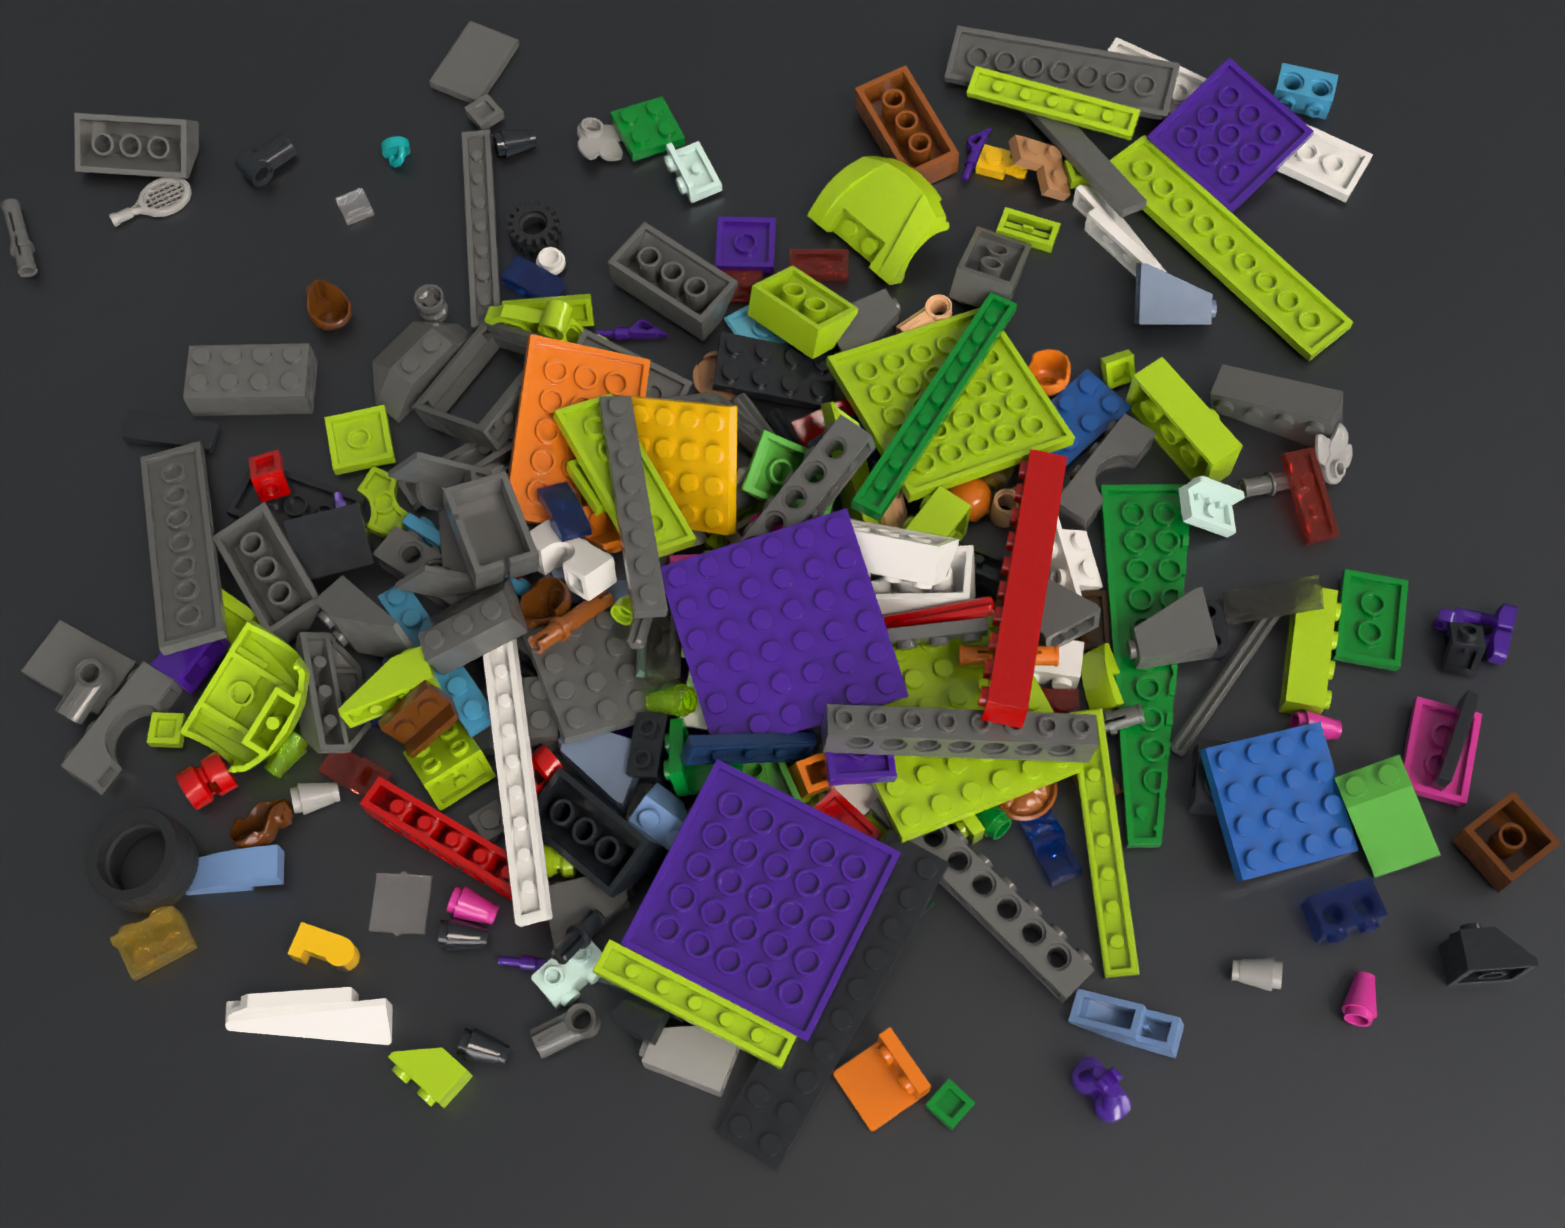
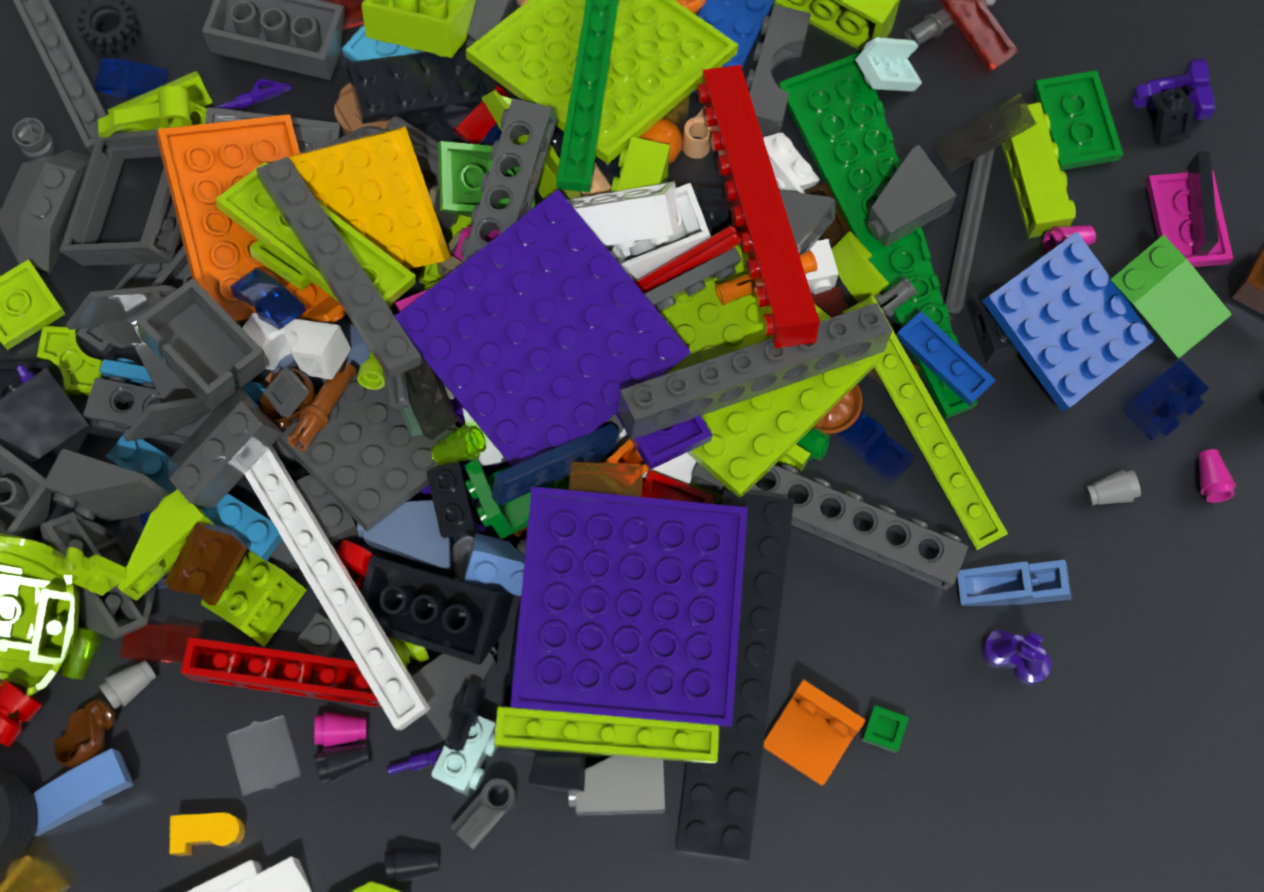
camera: 25 degrees left, 5 degrees up
(322, 690) = (91, 573): none -> lime plate
(545, 598) = (286, 392): none -> dark grey tile
(551, 260) = (140, 51): white plate -> none
(788, 778) = (607, 478): none -> clear orange tile
(1146, 791) = (945, 358): none -> blue plate

